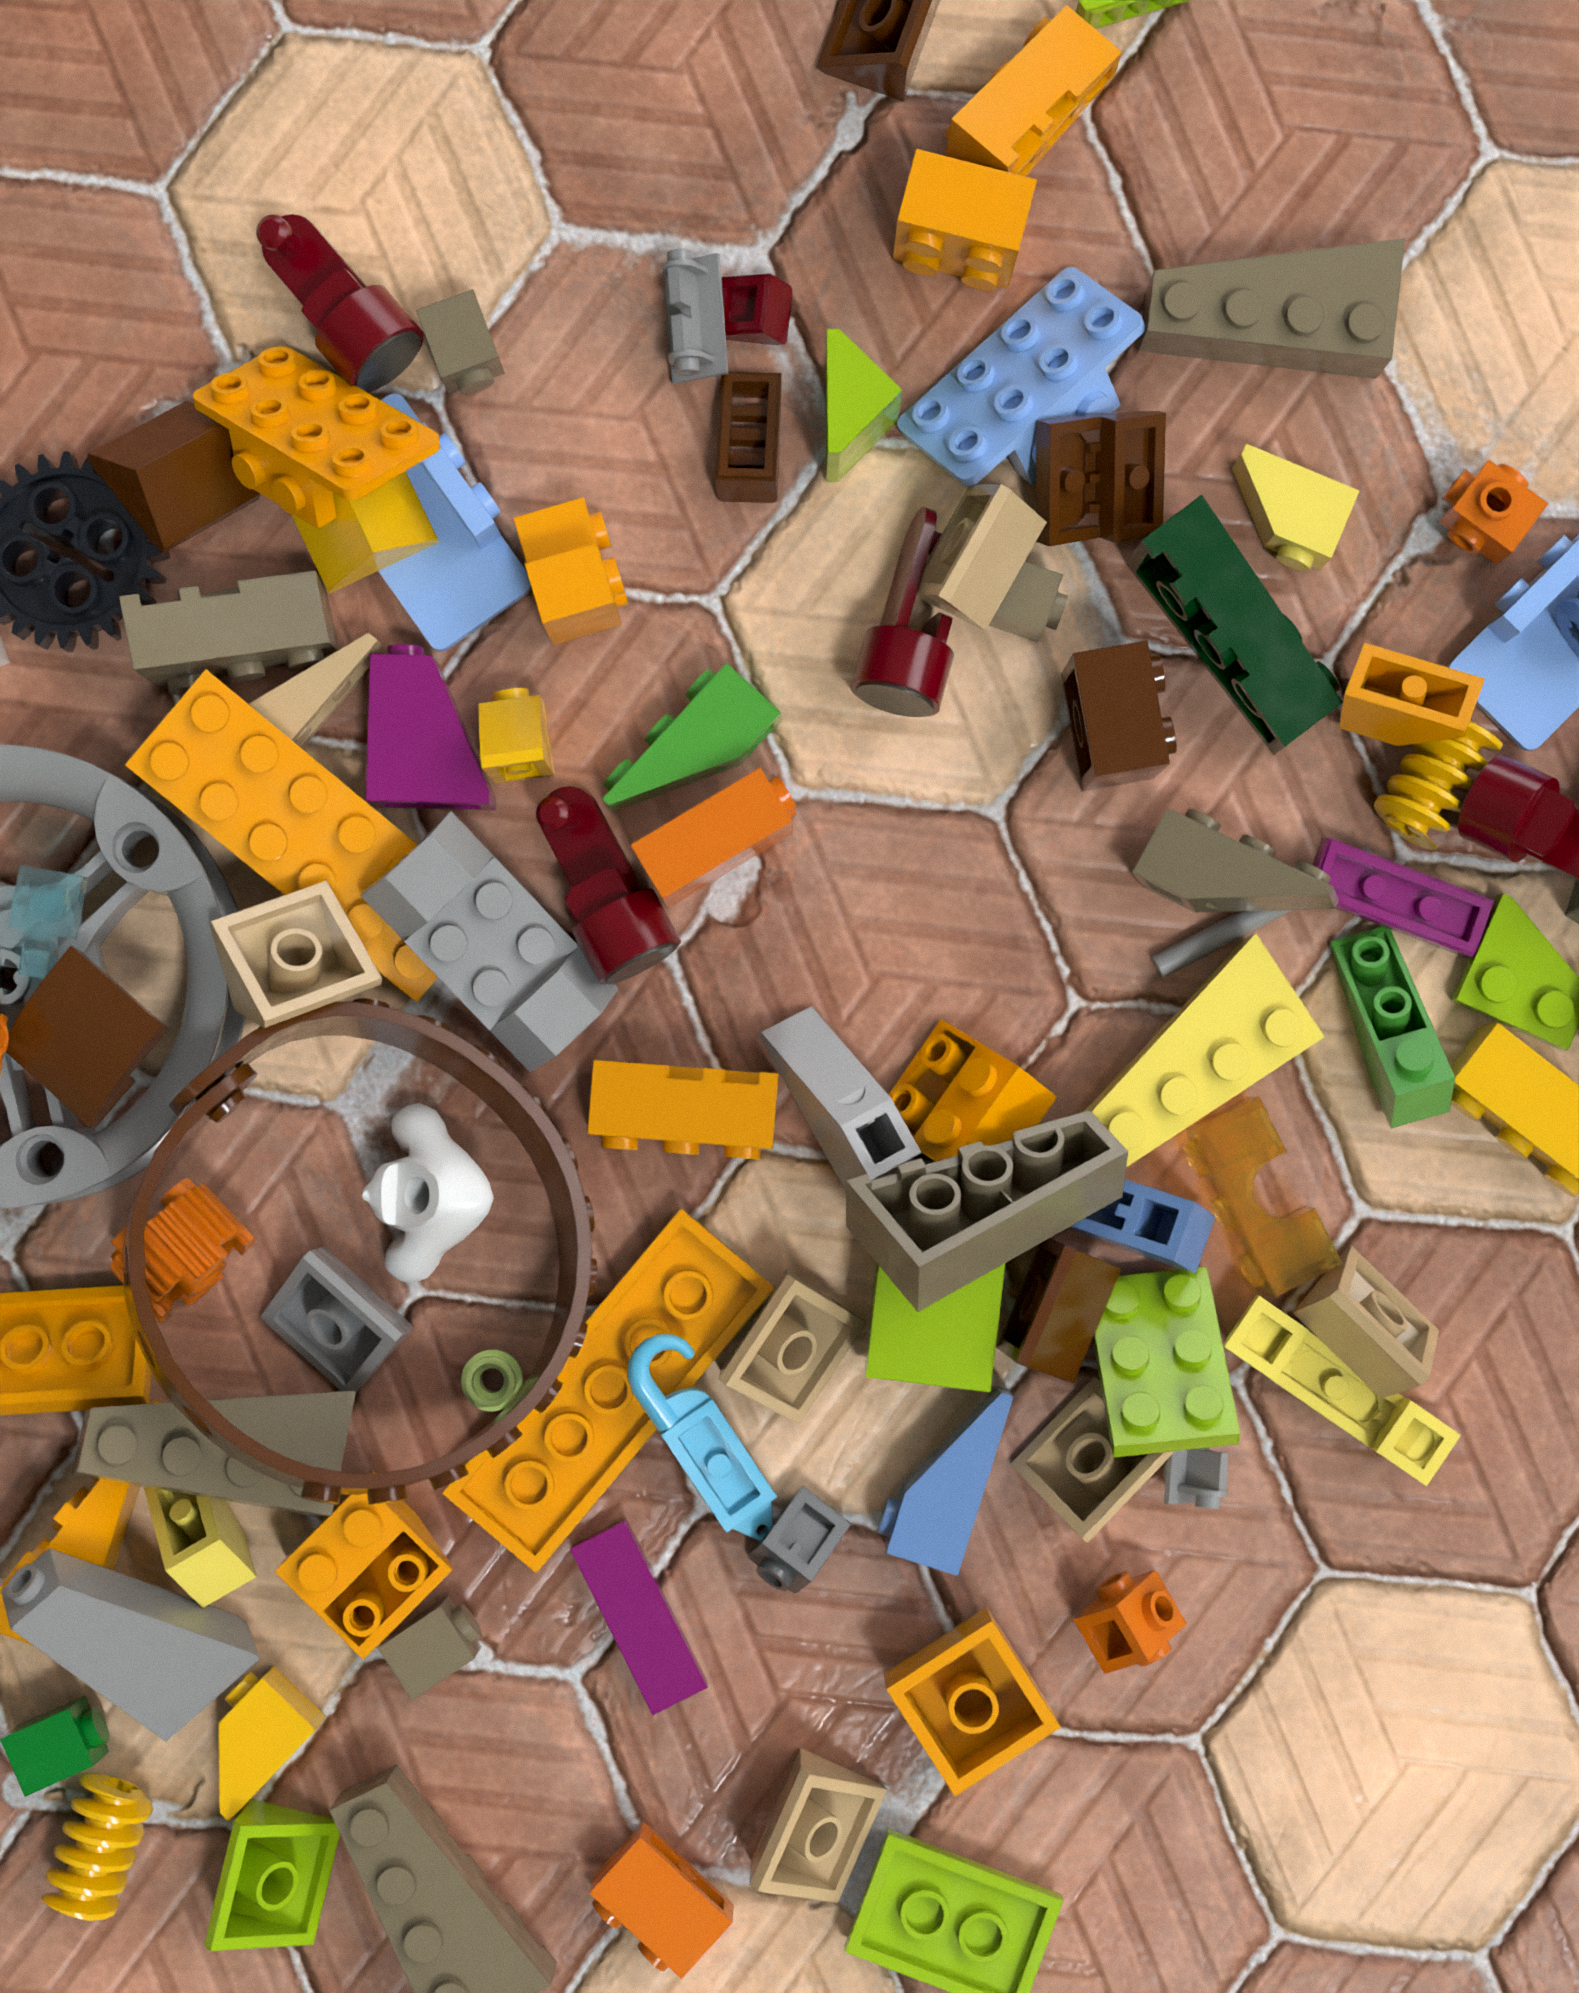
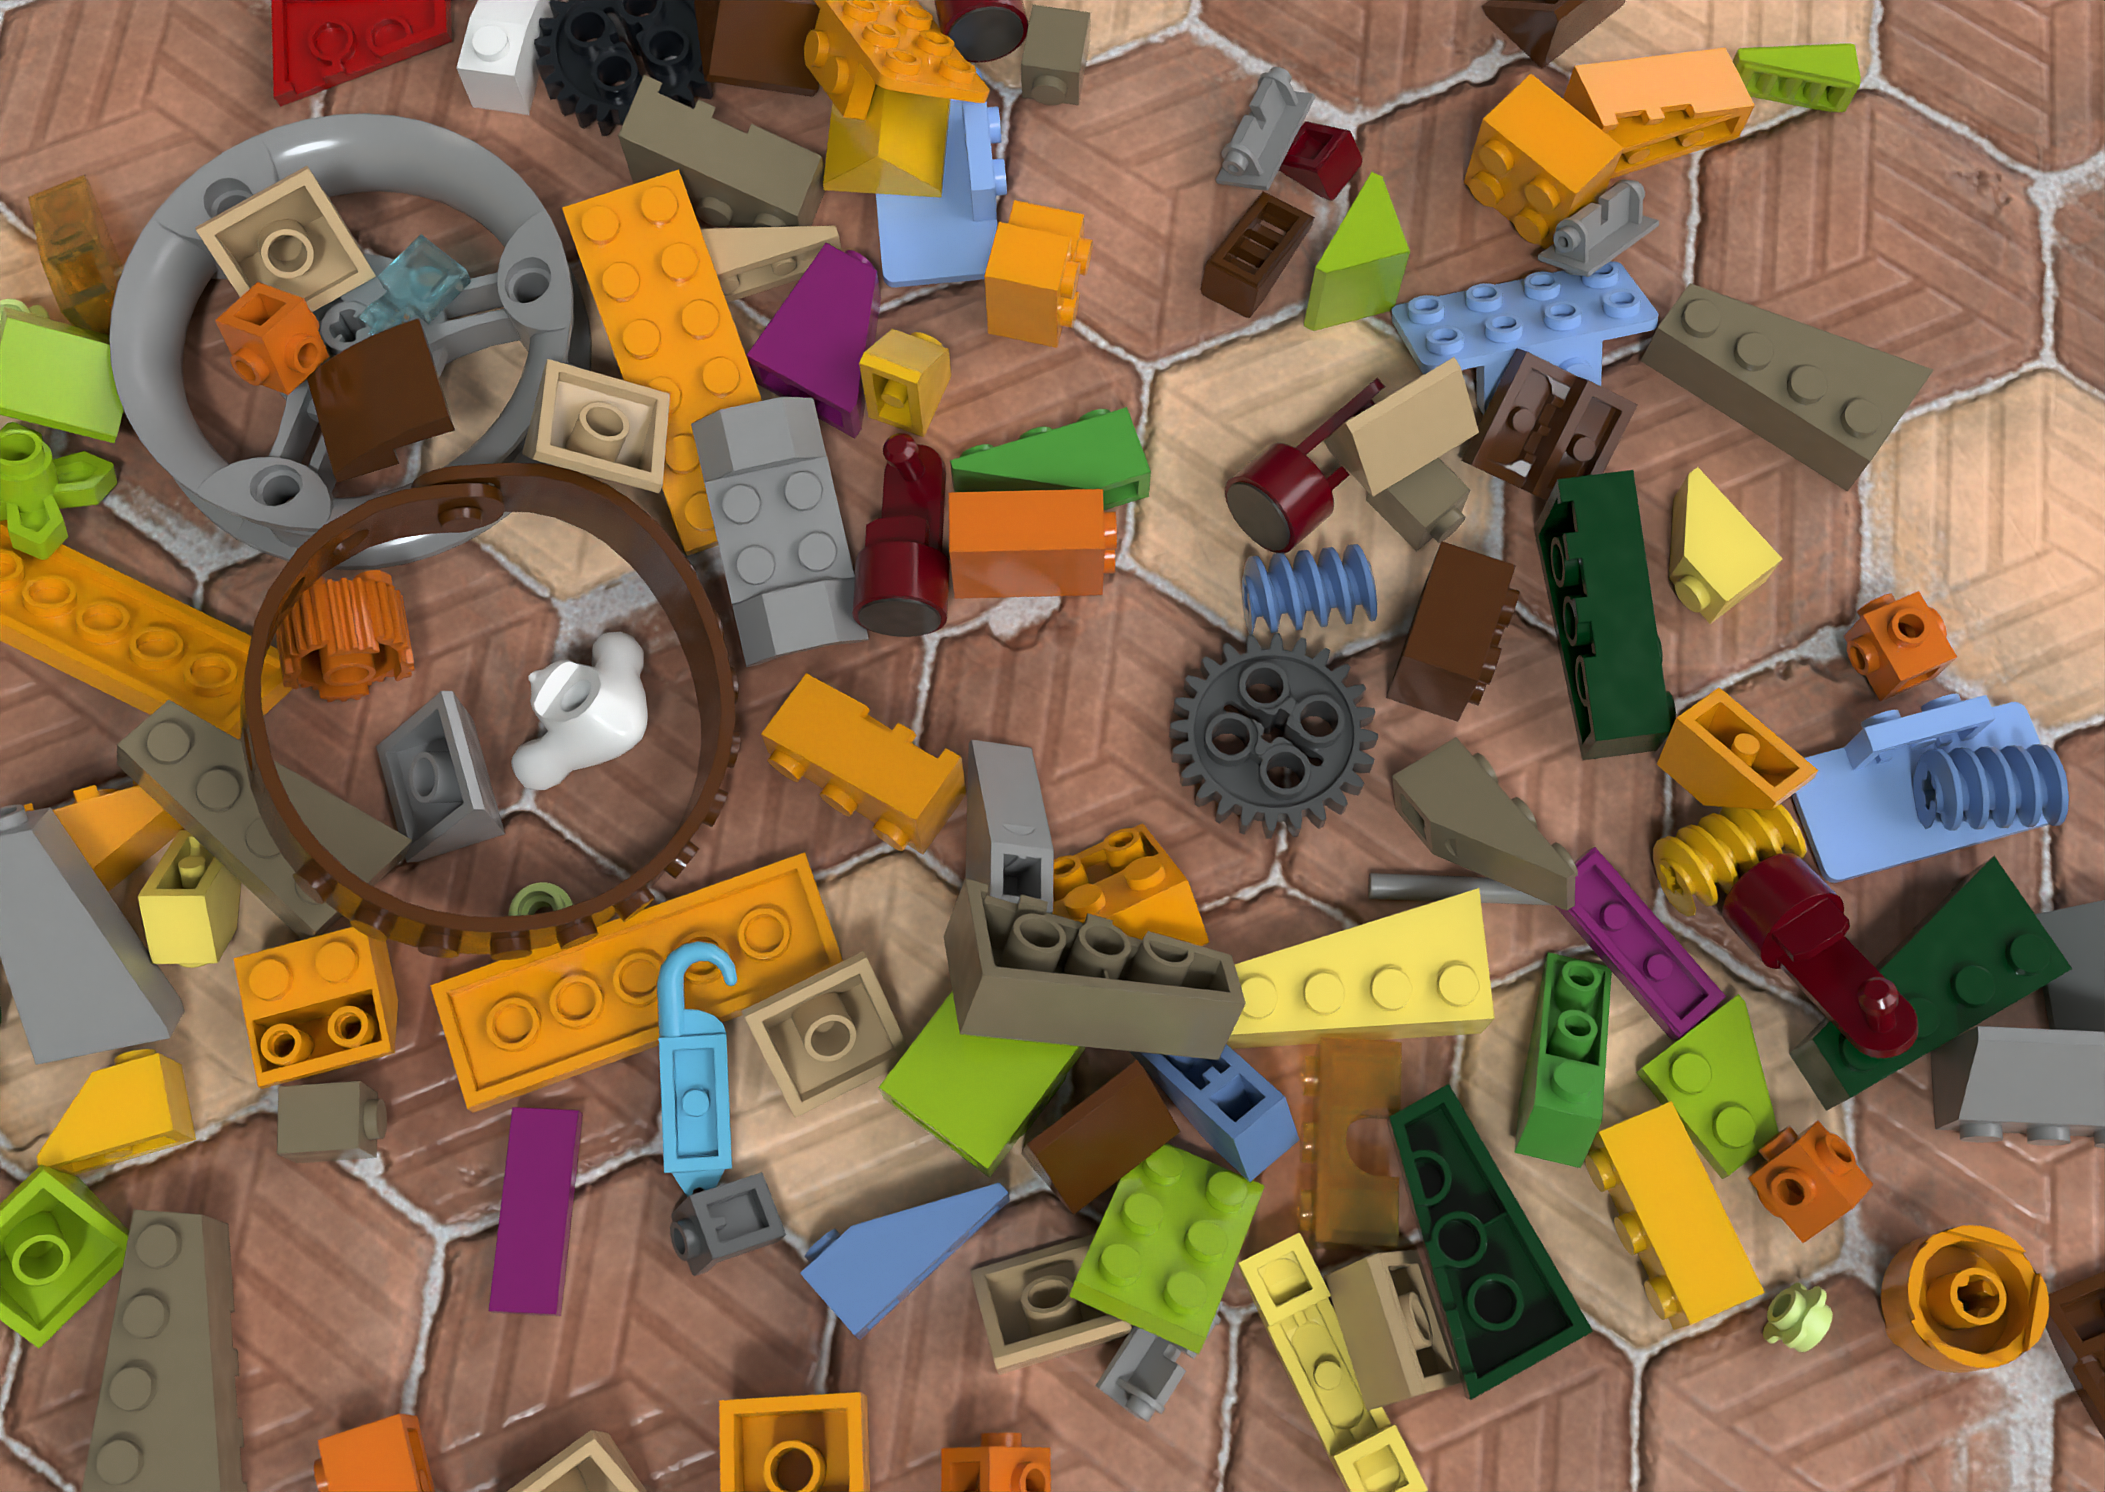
camera: 30 degrees right, 15 degrees down
(969, 738) = (1308, 587): none -> medium blue piece
(1011, 830) = (1241, 779): none -> dark grey gear
(1047, 254) = (1600, 230): none -> light grey hinge
(1420, 1237) = (1485, 1260): none -> dark green wedge

